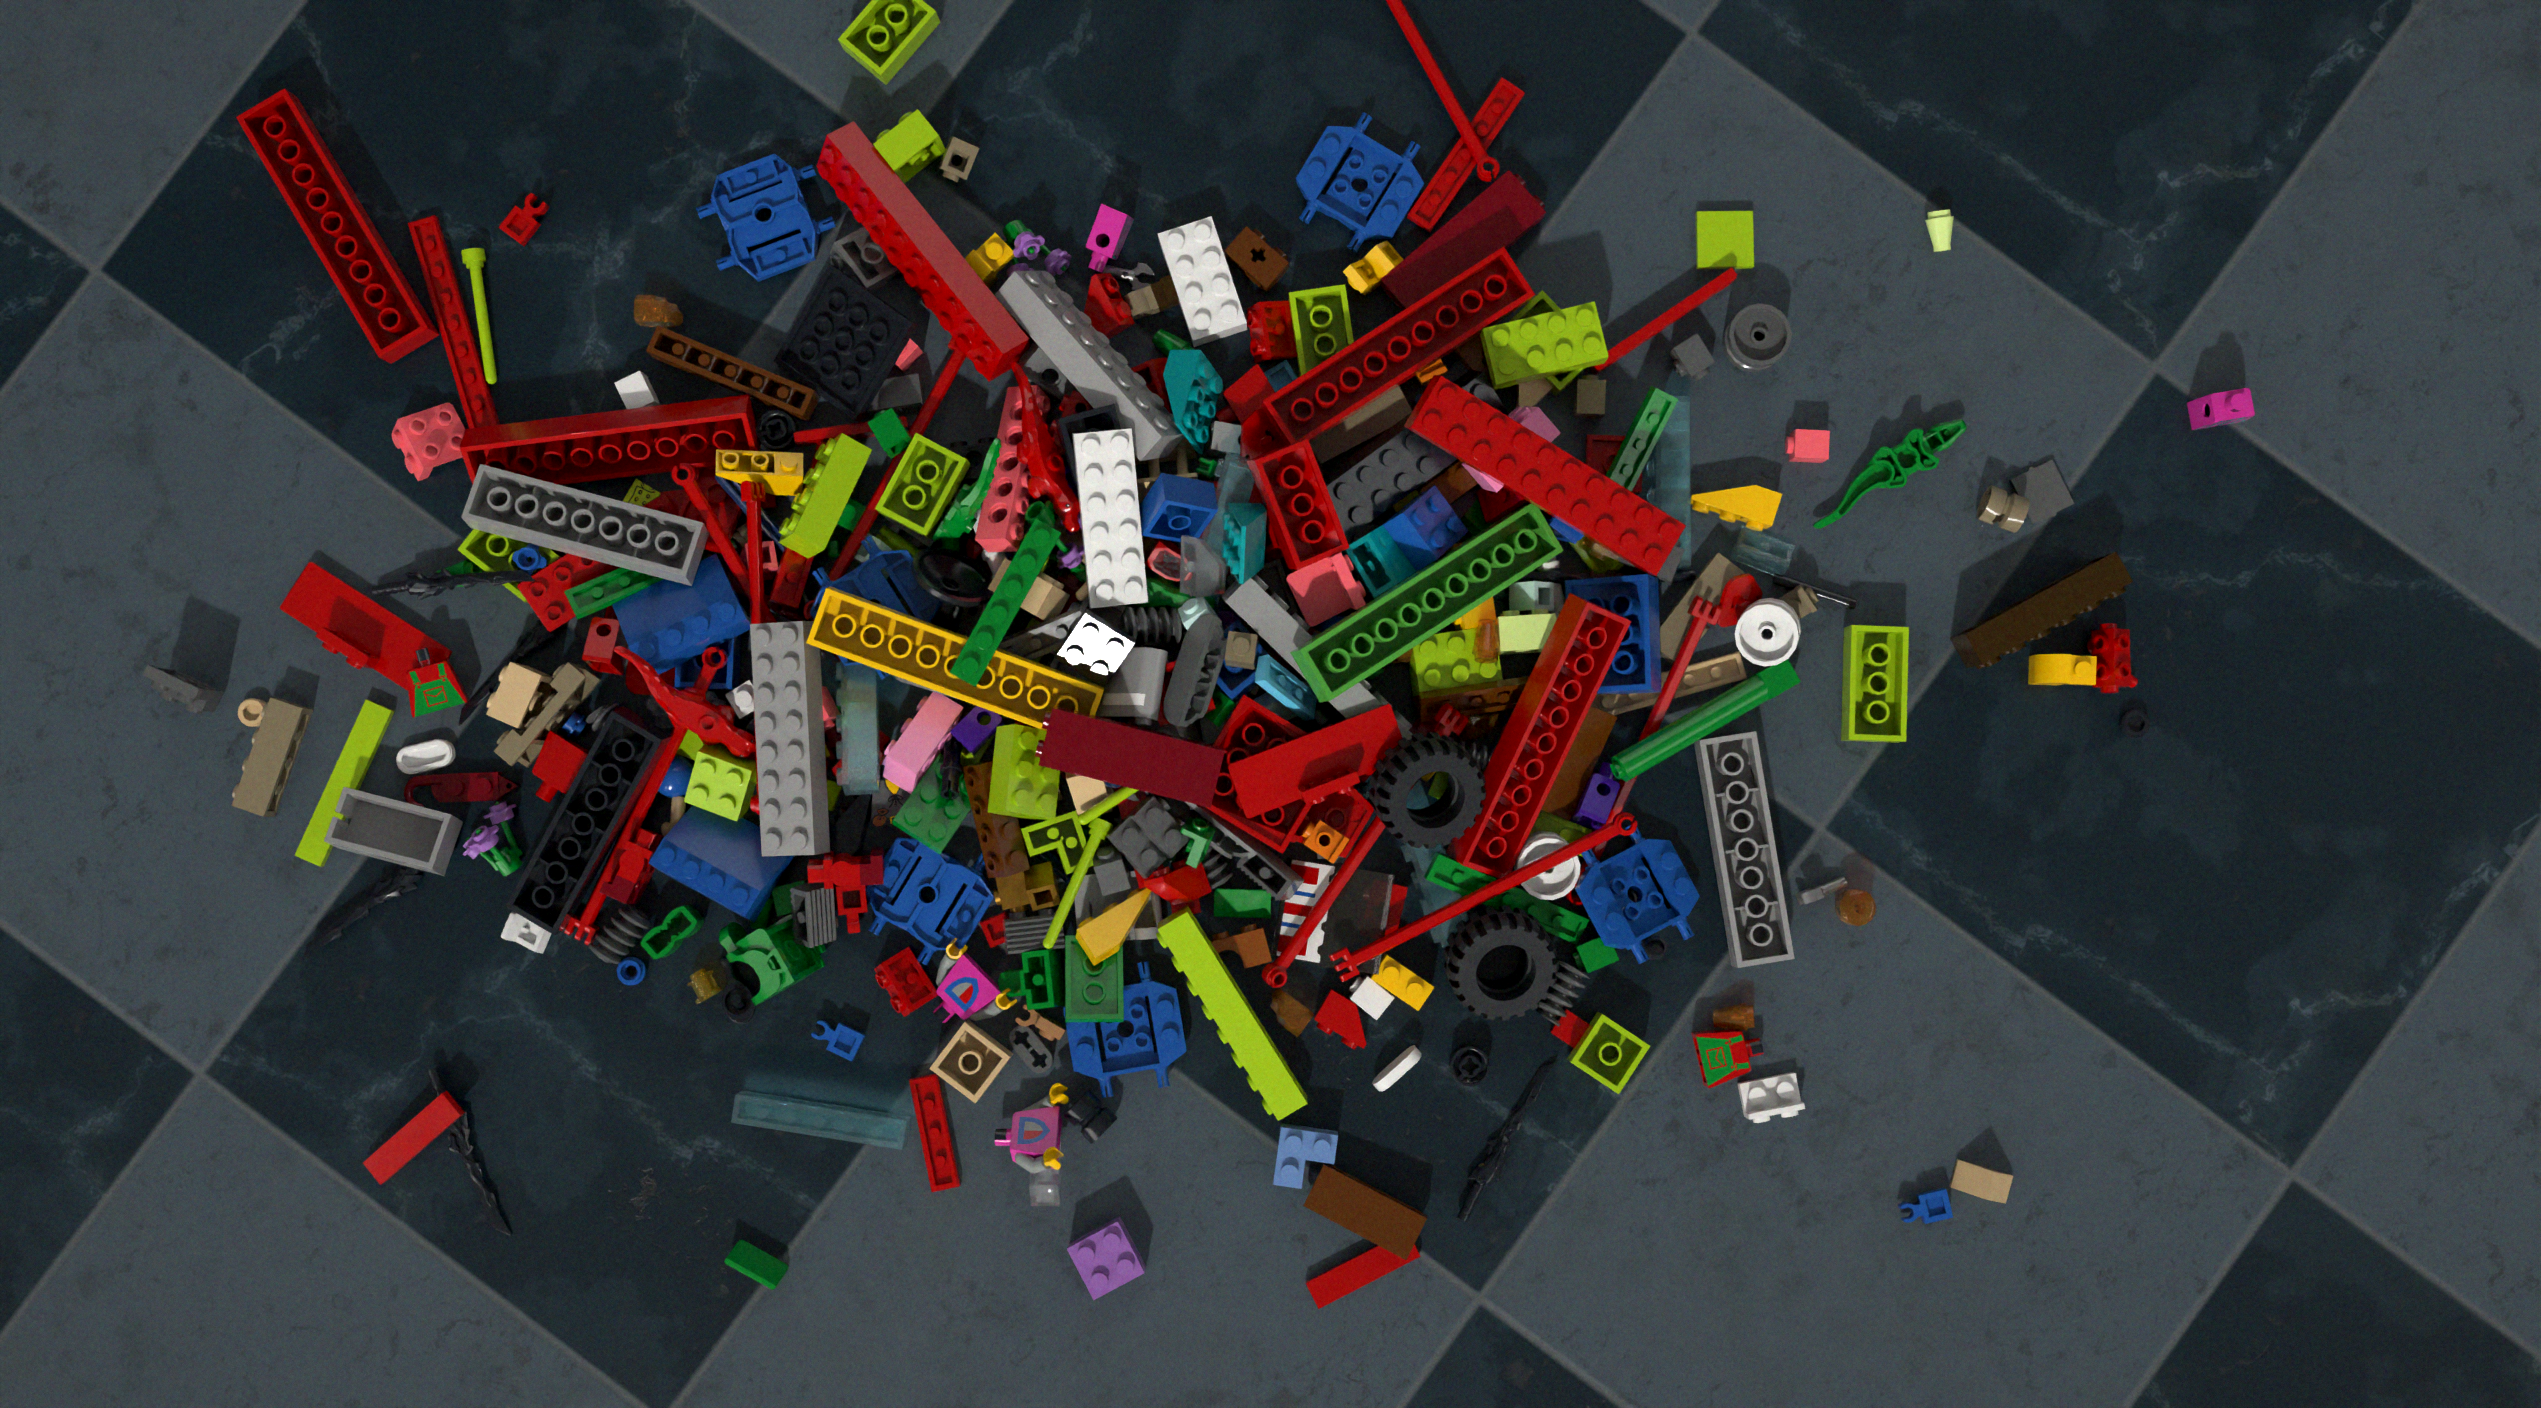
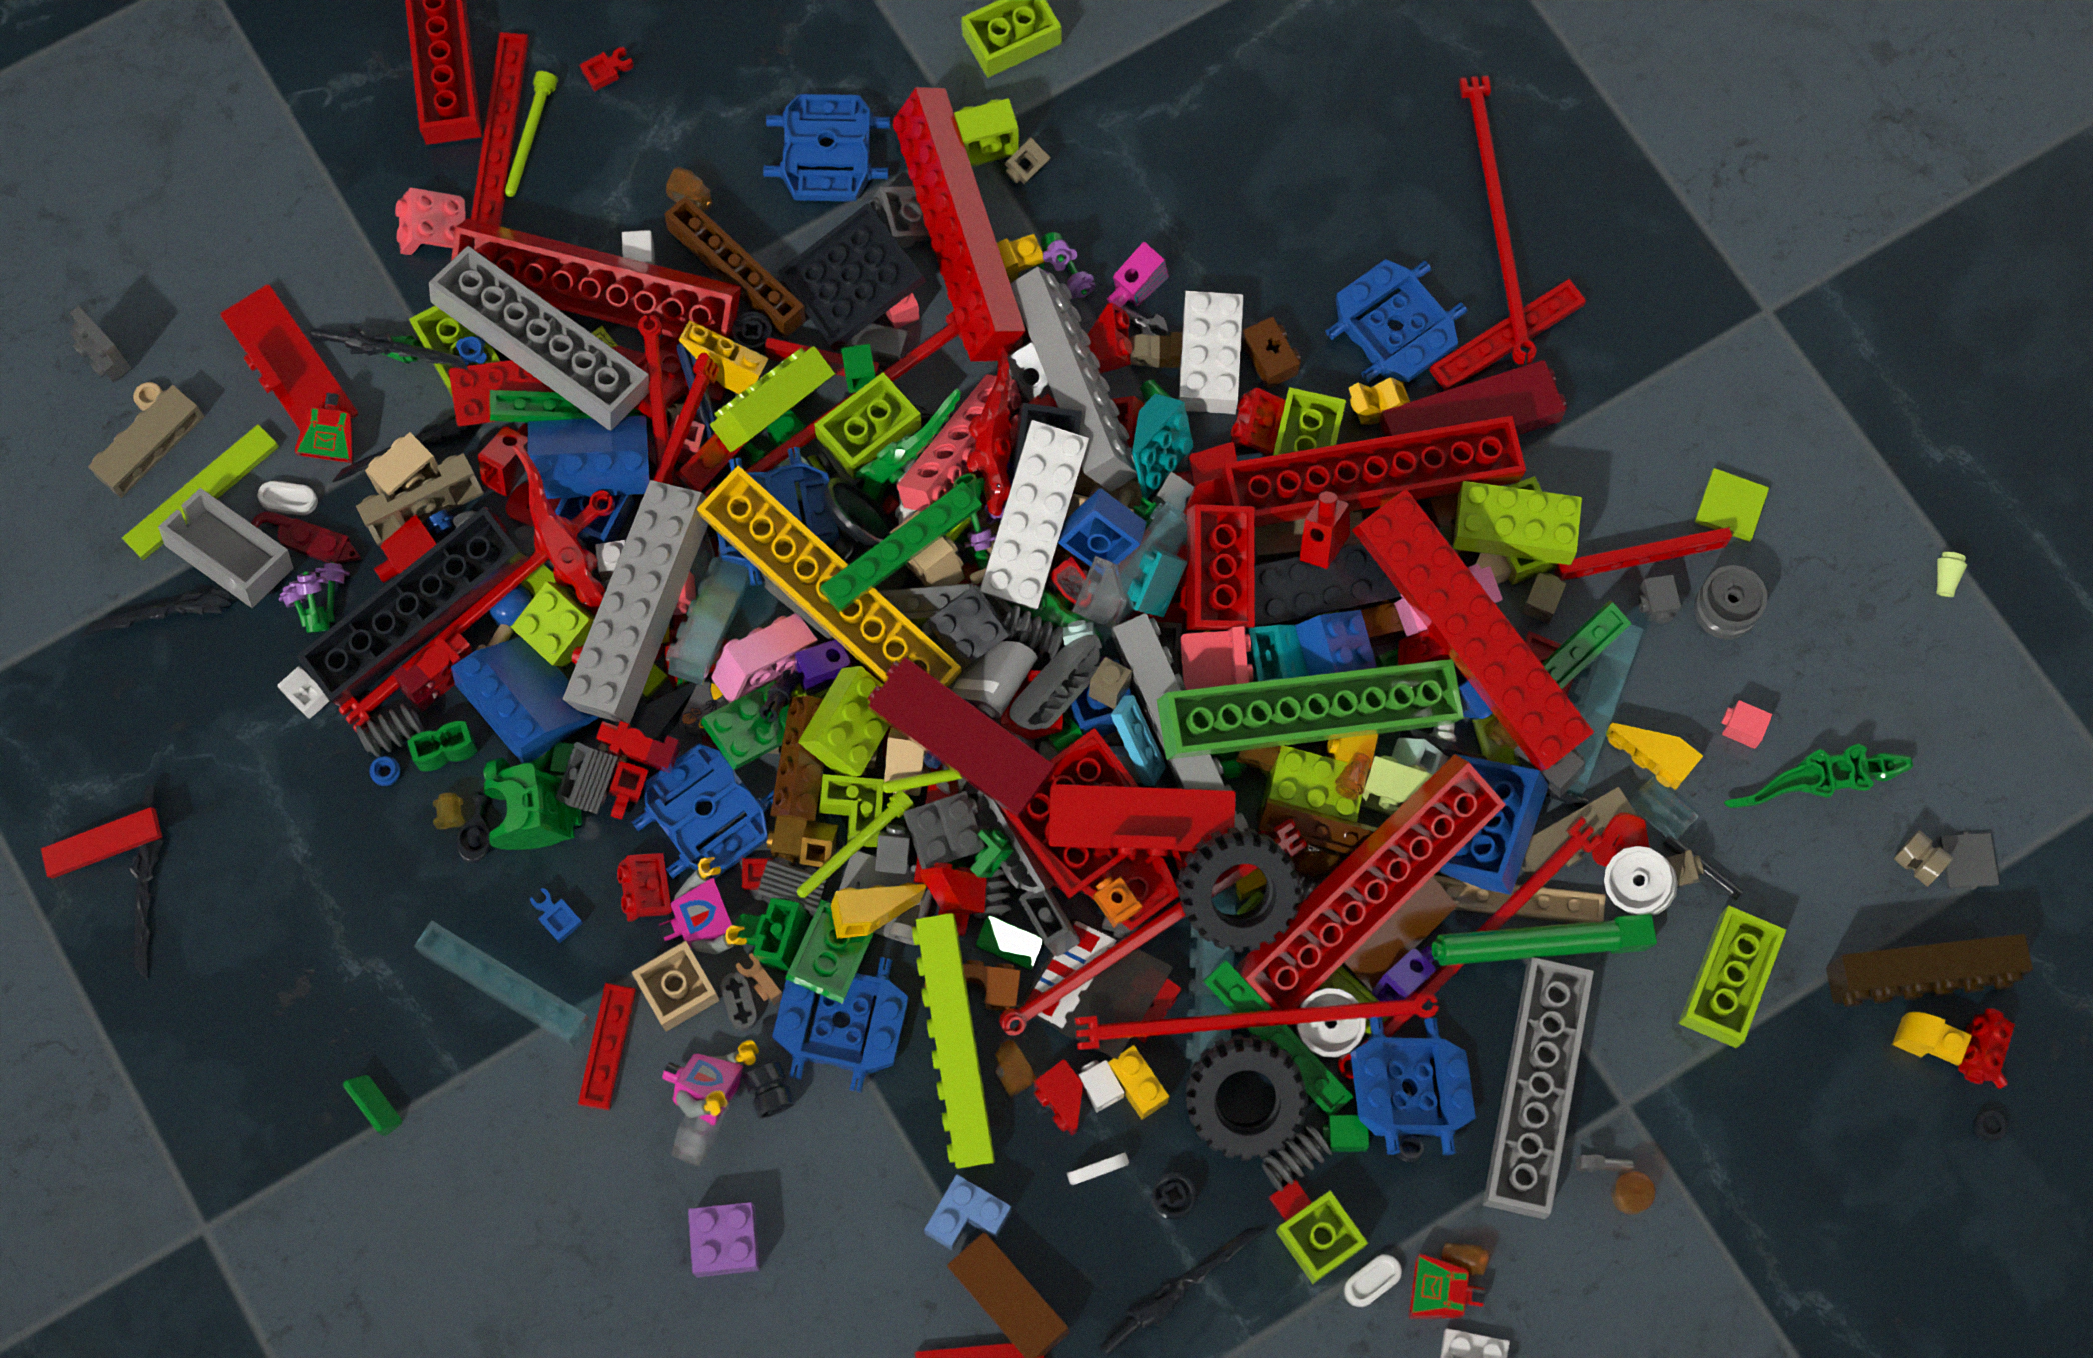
camera: 20 degrees right, 15 degrees down
(1377, 419) = (1326, 518): none -> red torso
(1662, 1067) = (1372, 1280): none -> white tile

